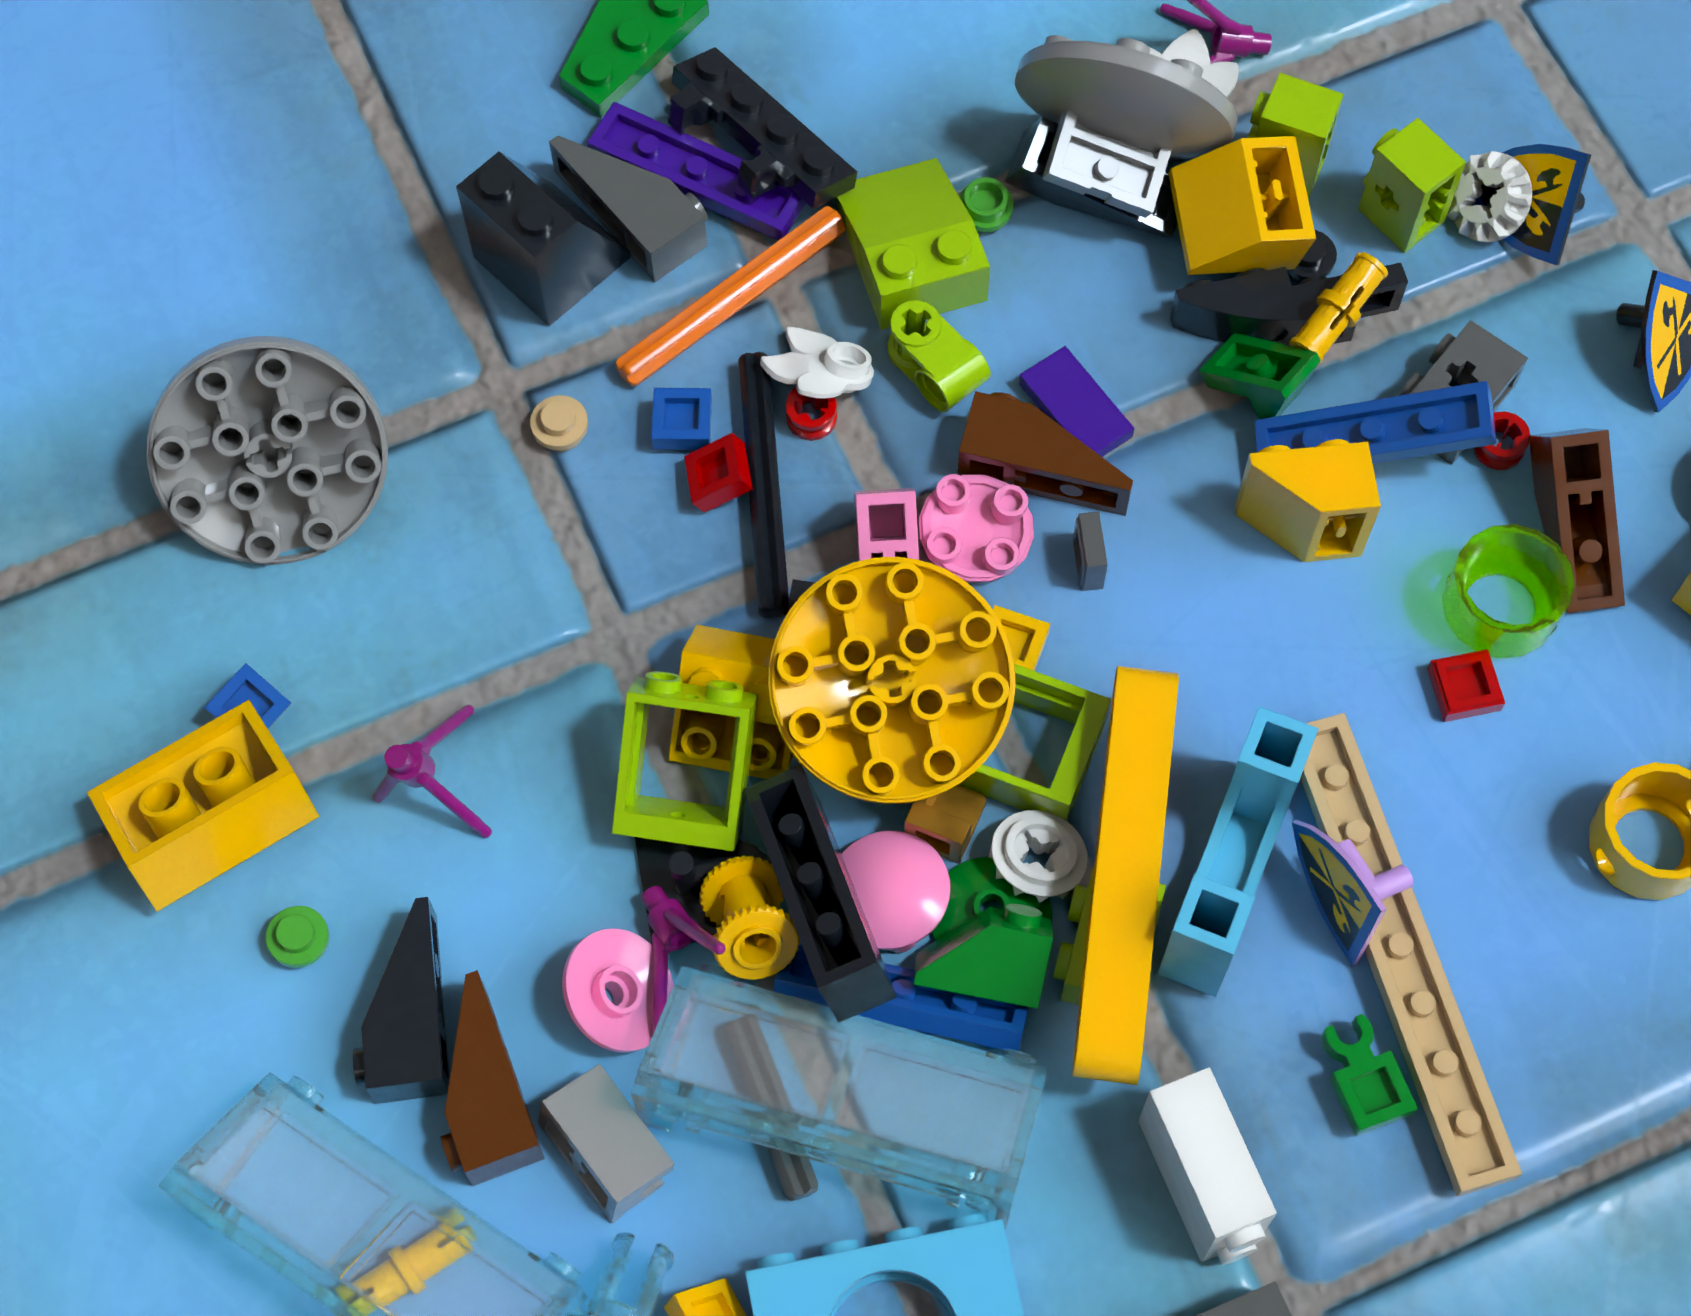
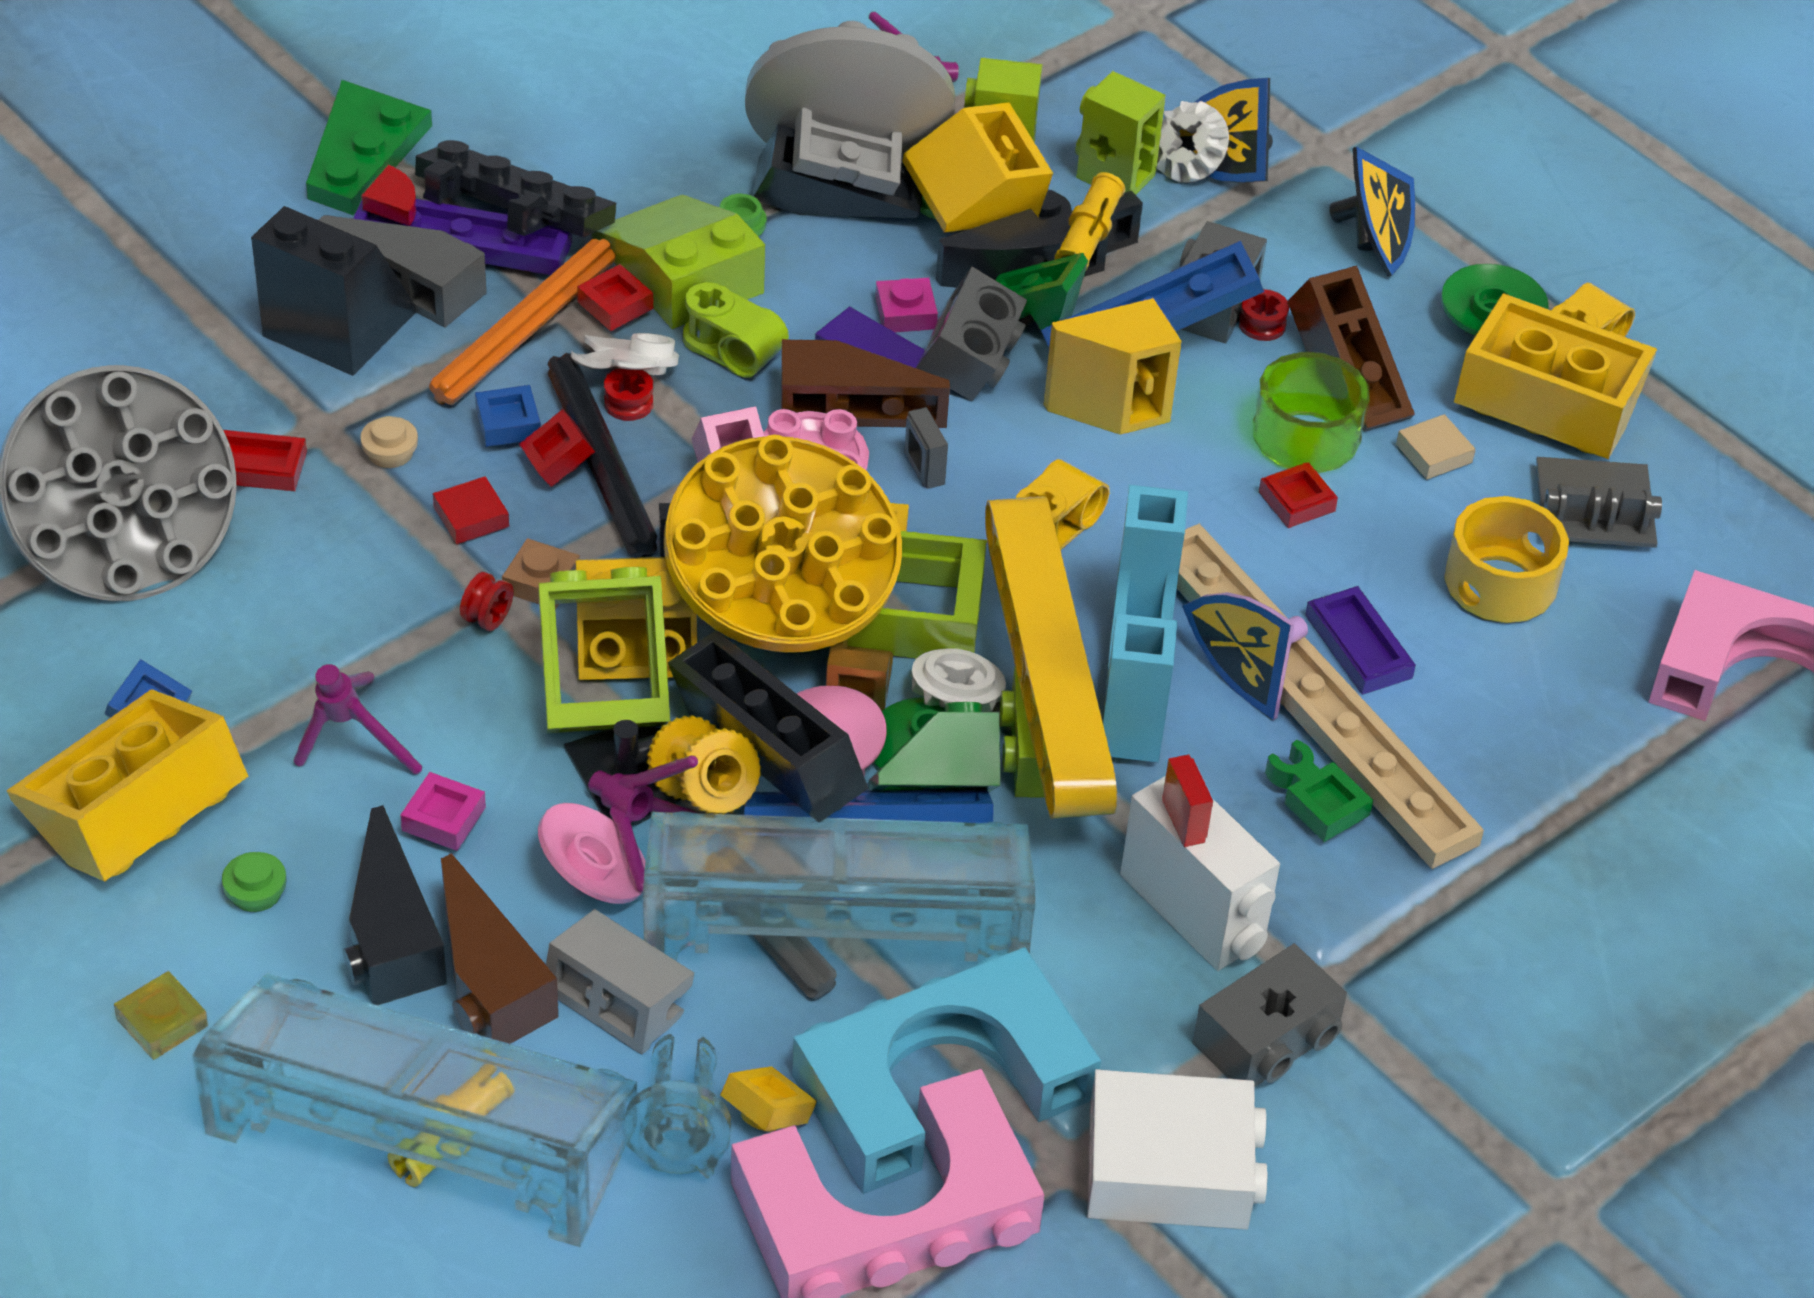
camera: 20 degrees left, 20 degrees down
(176, 1072) = (161, 1015): none -> clear yellow plate
(423, 415) = (267, 459): none -> red tile
(493, 899) = (443, 811): none -> dark pink plate
(599, 651) = (486, 601): none -> red bush
(617, 527) = (470, 510): none -> red tile
(633, 119) = (391, 196): none -> red tile
(664, 621) = (534, 565): none -> medium nougat plate
(829, 286) = (615, 297): none -> red plate
(1127, 351) = (906, 304): none -> dark pink plate
(1171, 408) = (974, 334): none -> dark grey brick
(1197, 1128) = (1187, 800): none -> red tile
(1208, 653) = (1073, 498): none -> yellow piece
(1473, 888) = (1360, 640): none -> dark purple tile
(1633, 654) = (1435, 446): none -> tan tile

